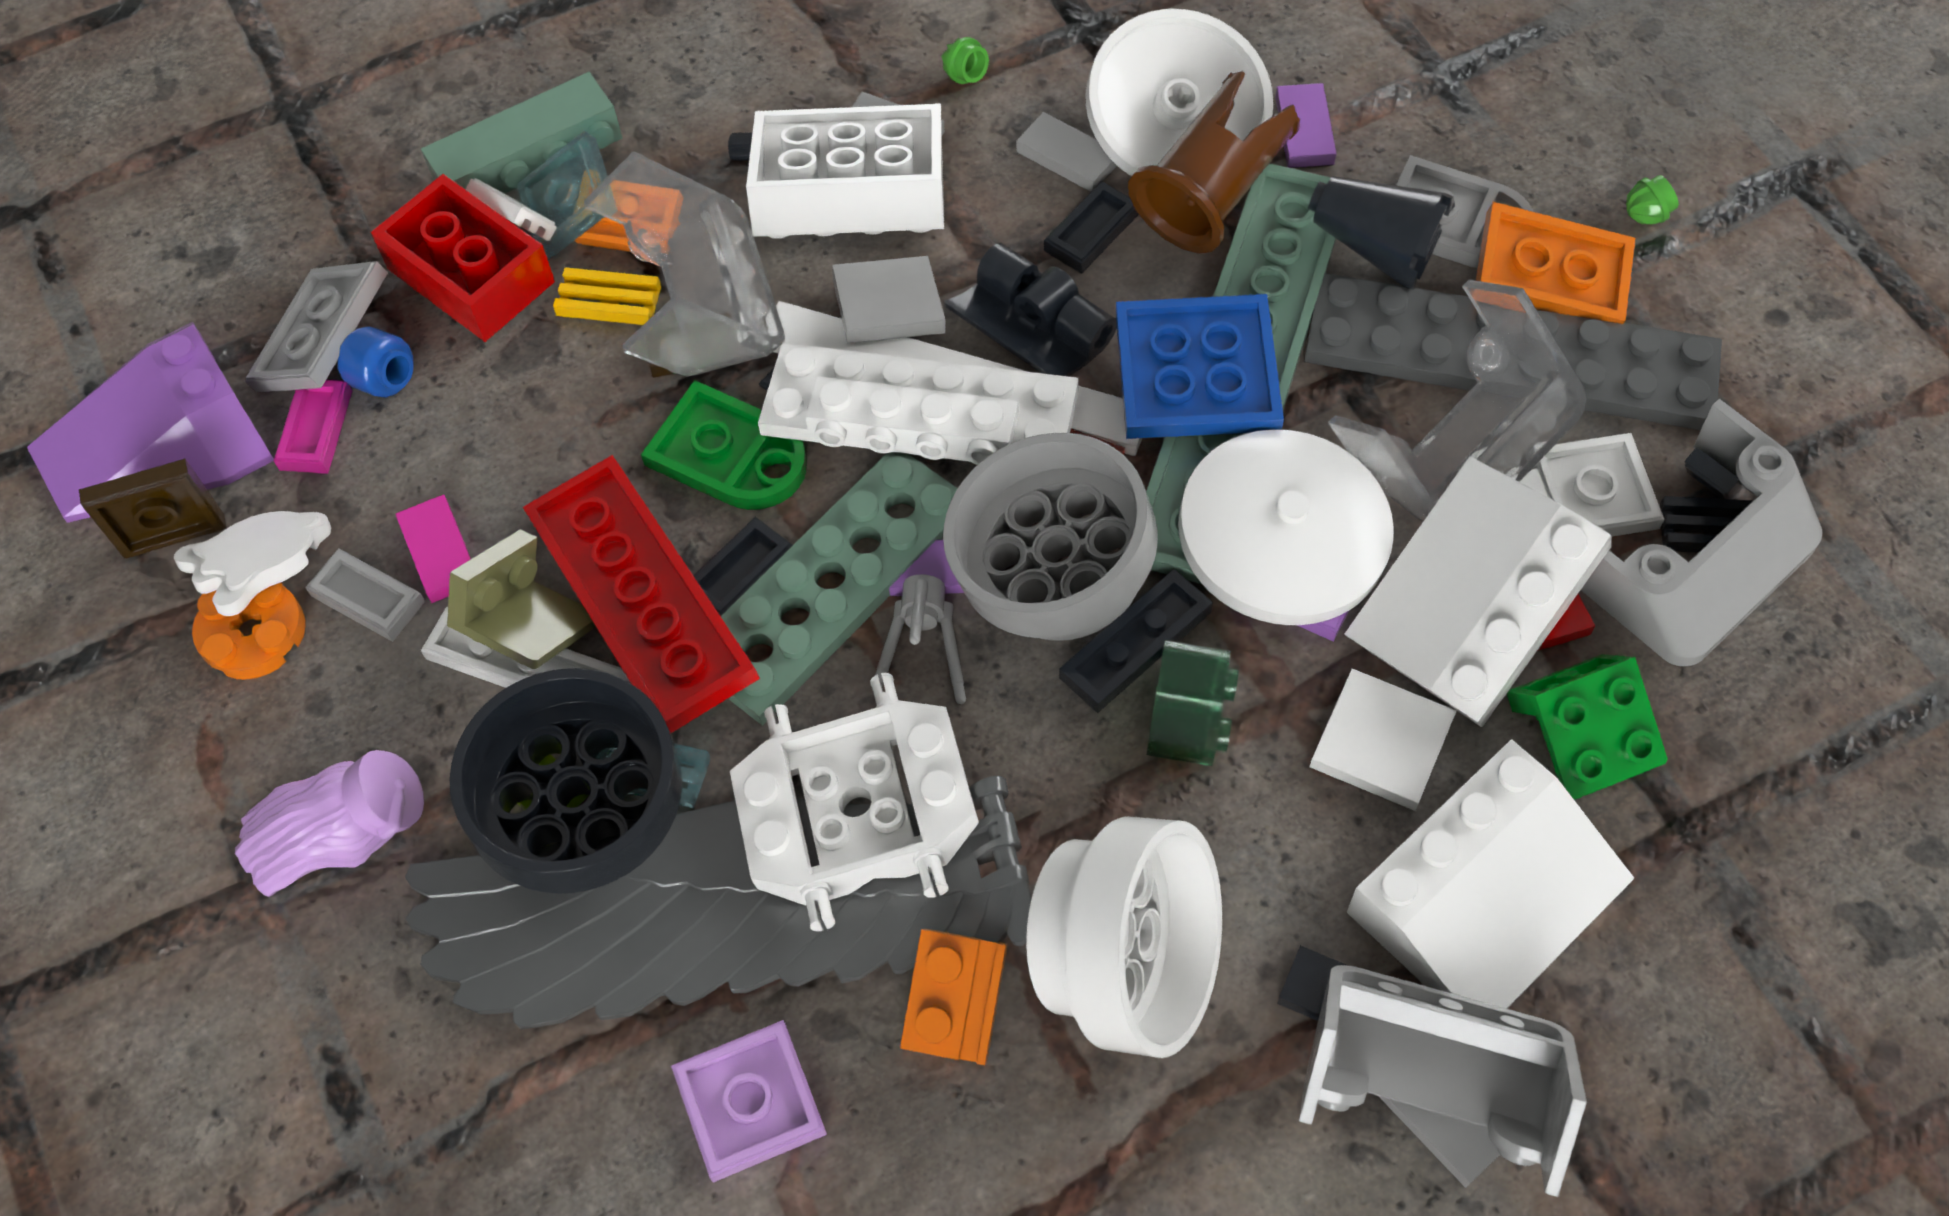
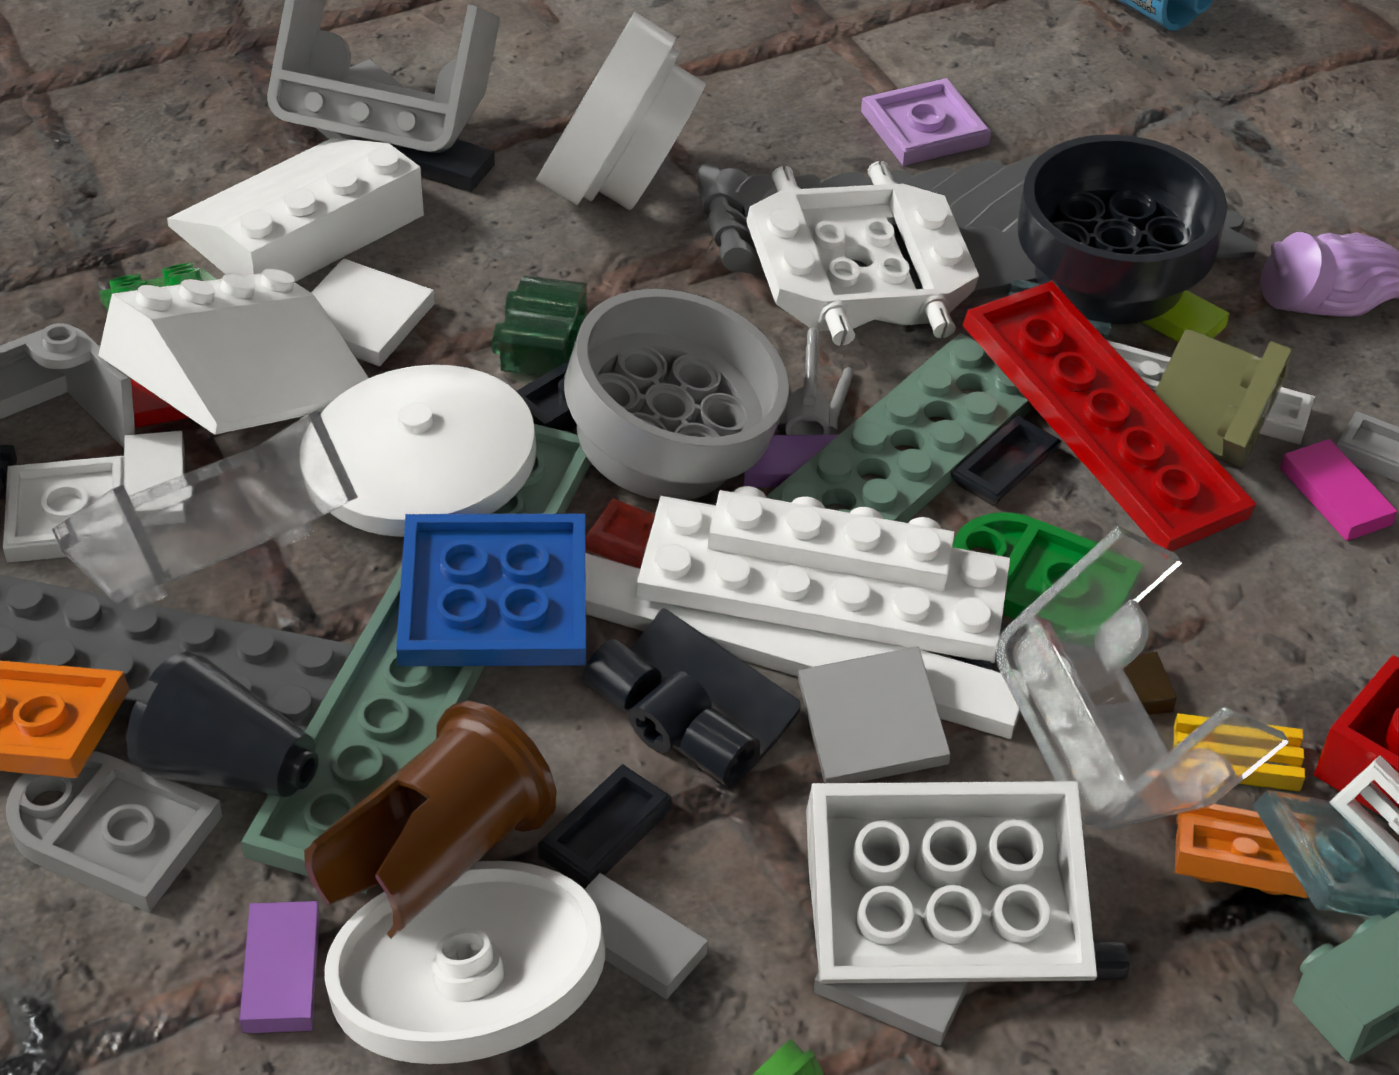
camera: 175 degrees right, 15 degrees down
(953, 996) = (764, 150): orange plate -> none

